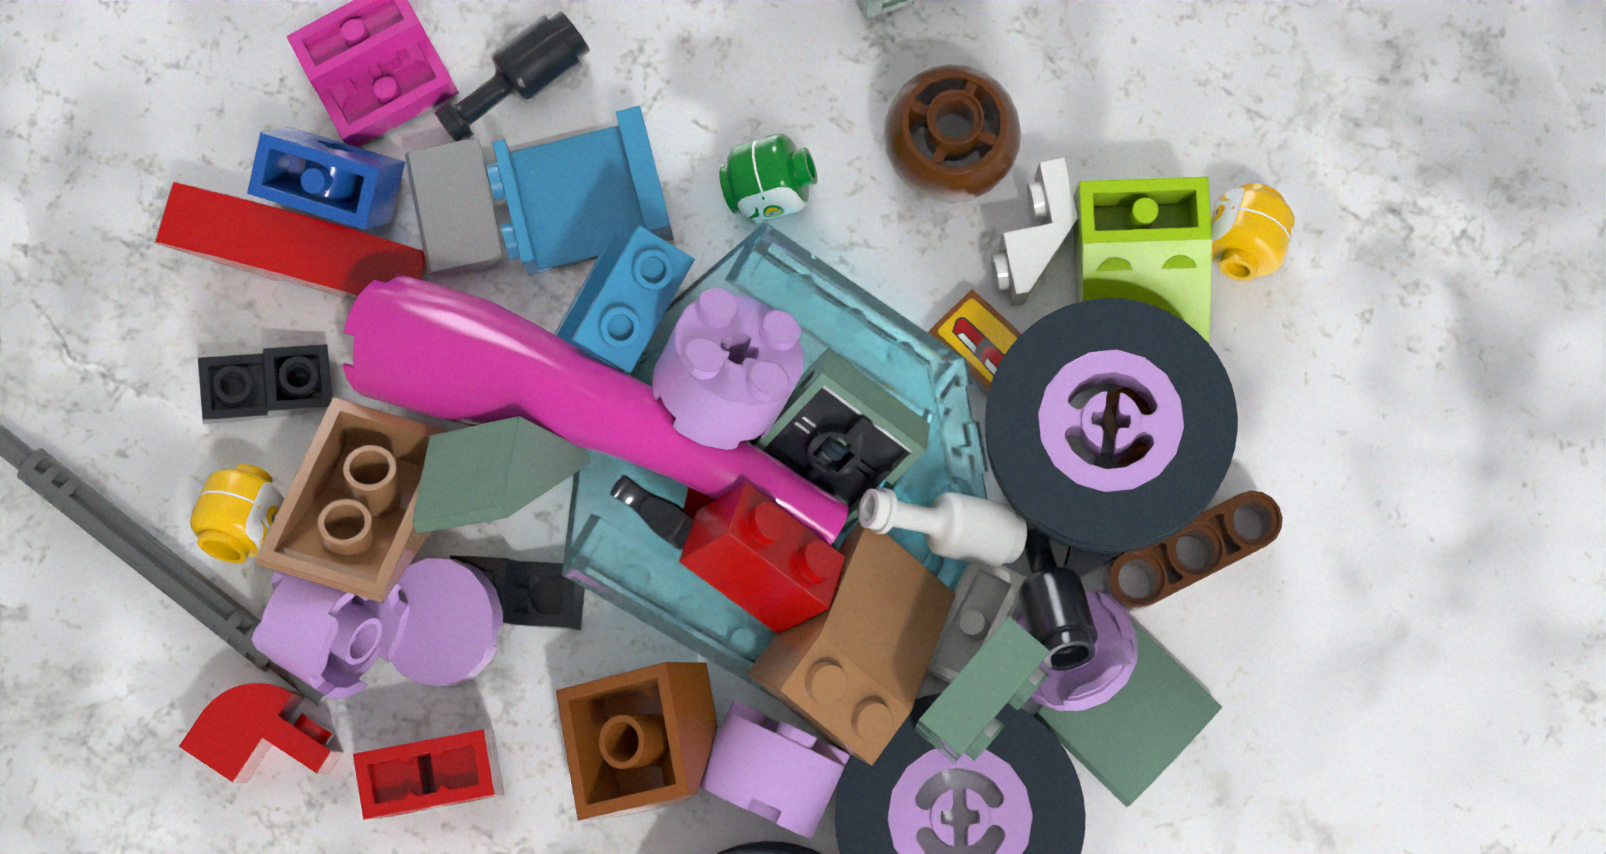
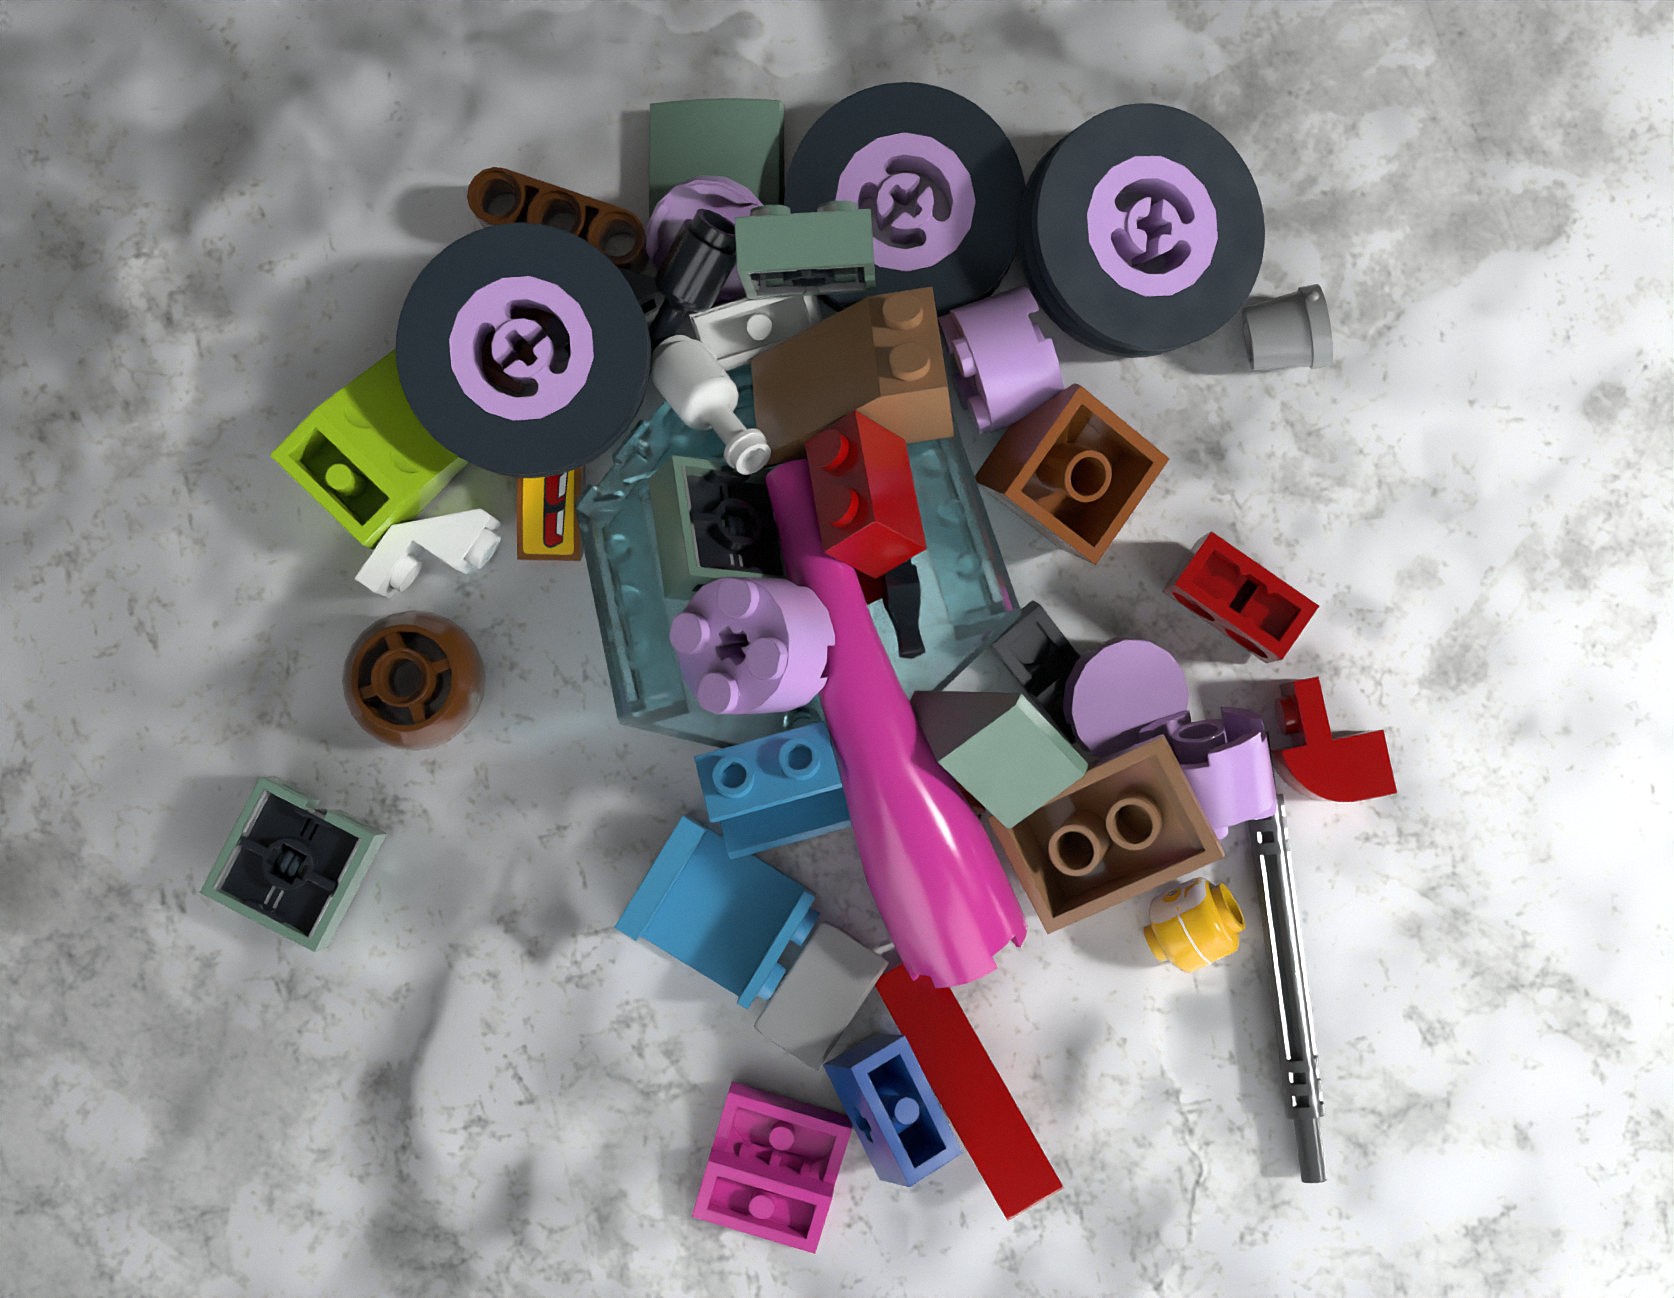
camera: 135 degrees left, 5 degrees up
(265, 384) = (1082, 1003): black slope -> none
(523, 69) = (667, 1047): black piece -> none
(767, 178) = (577, 783): green head -> none
(1251, 231) = (279, 395): yellow head -> none

